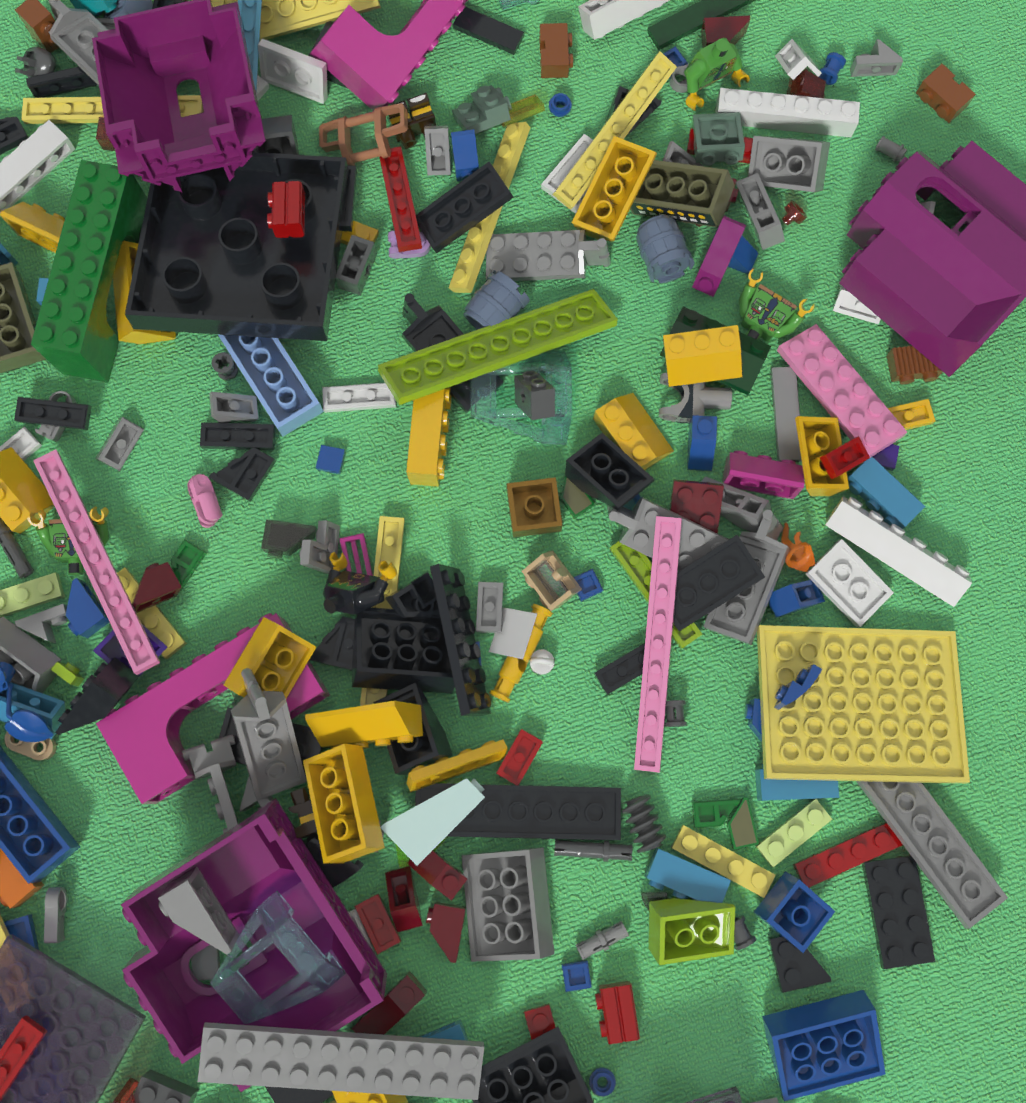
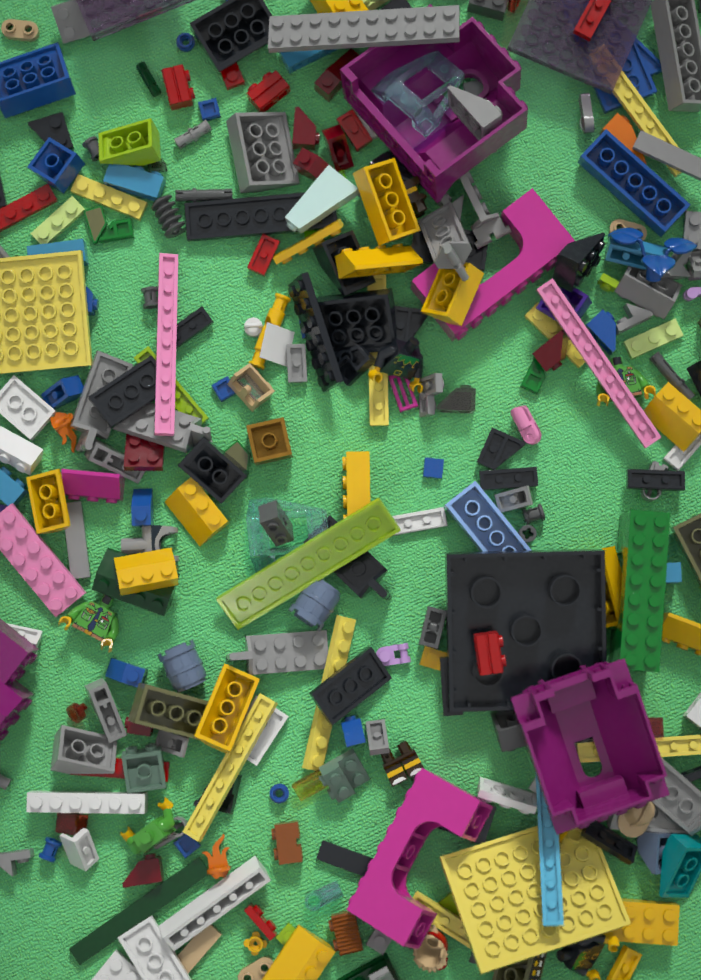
camera: 175 degrees right, 5 degrees up
(119, 443) = (601, 465): light grey slope -> none
(213, 386) = (533, 514): none -> dark grey bush
(381, 133) = (429, 759): nougat bar -> none
(400, 201) = (403, 690): red plate -> none
(492, 992) = (268, 91): none -> red brick
(637, 38) = (217, 863): none -> orange piece
(658, 1030) = (148, 79): none -> dark green axle
(719, 256) = (138, 657): magenta slope -> none
(794, 690) = (66, 311): blue slope -> none
(844, 457) = (30, 498): red plate -> none

